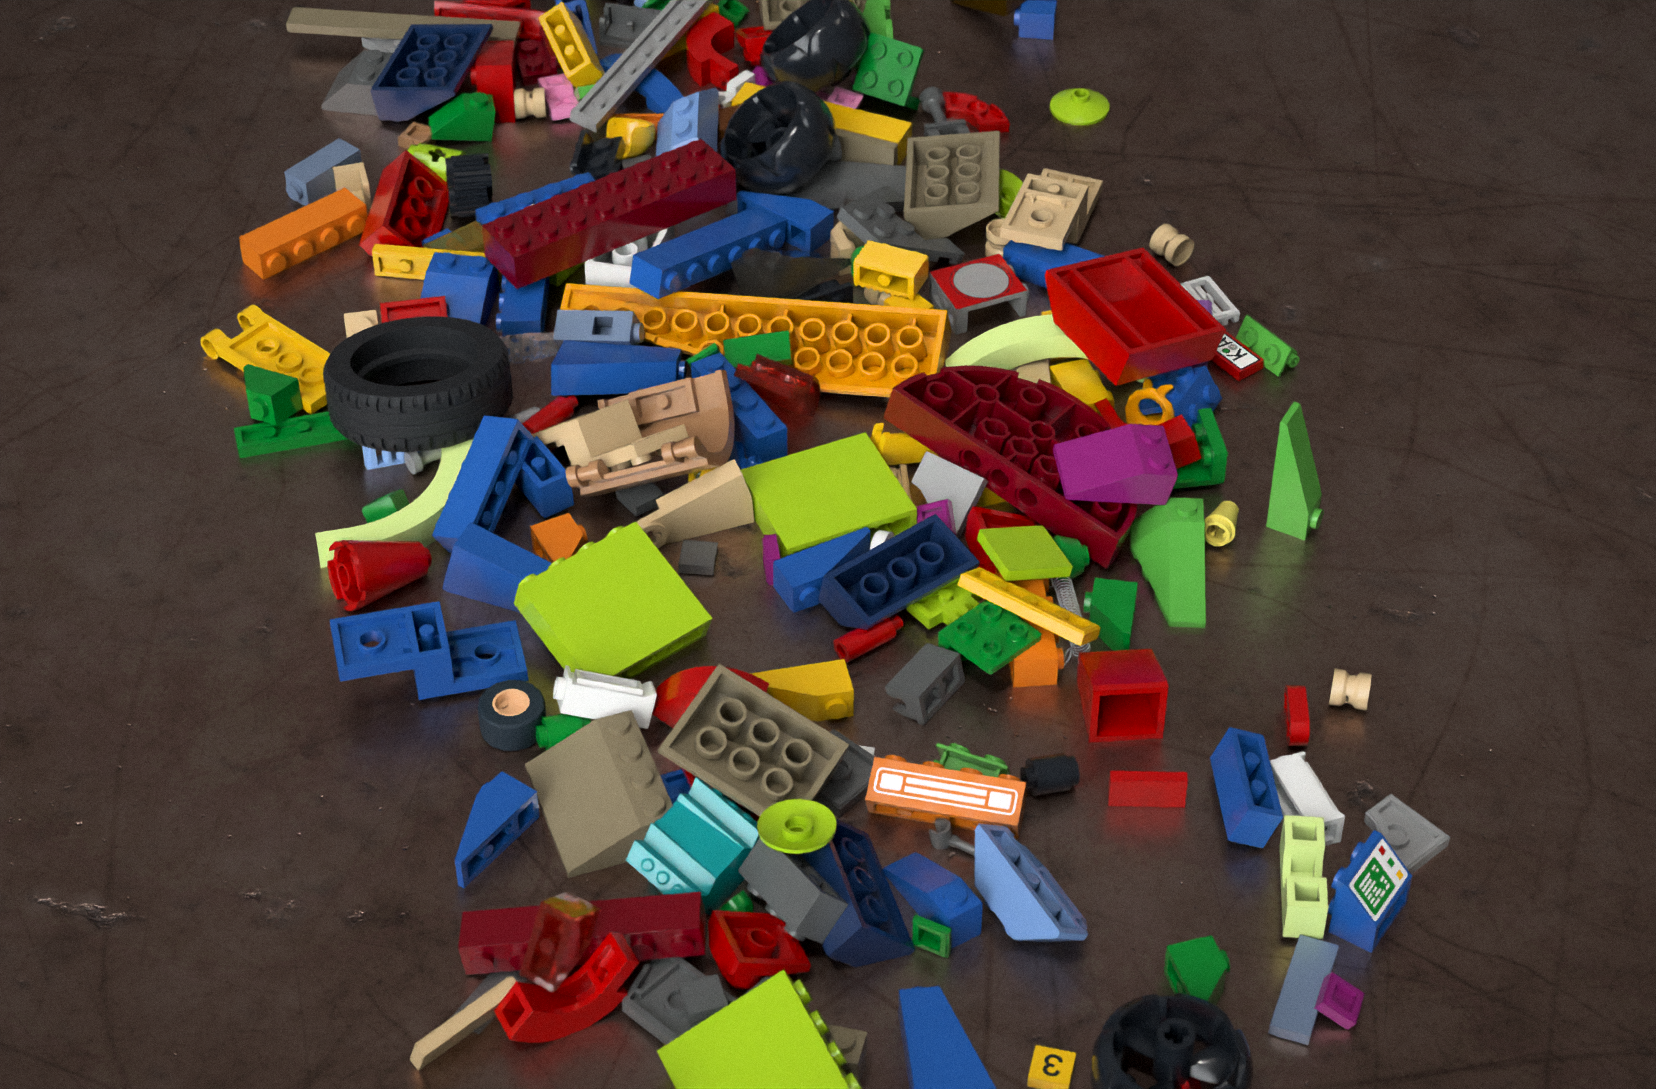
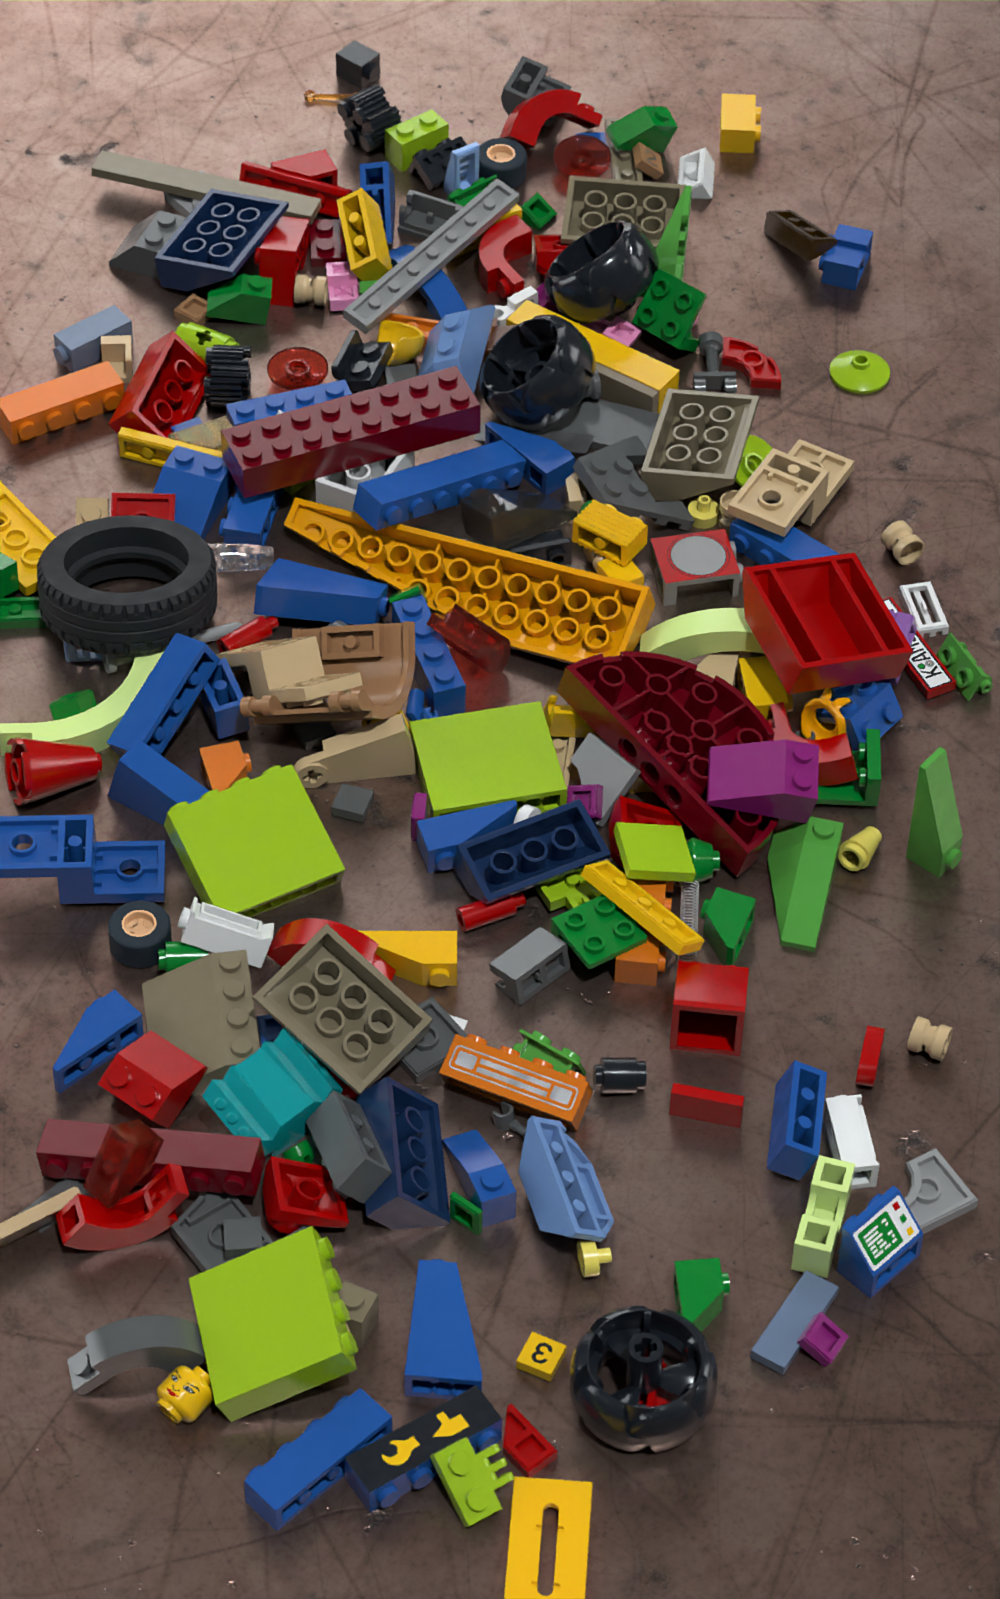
camera: 10 degrees right, 5 degrees up
(535, 171) = (297, 368): none -> clear red dish
(565, 852) = (153, 1077): none -> red slope
(598, 327) = (314, 550): sand blue brick -> none
(770, 345) = (471, 596): green tile -> none
(796, 826) = (363, 1090): lime dish -> none
(971, 244) = (704, 512): none -> light yellow tile
(1075, 959) = (591, 1257): none -> light yellow tile

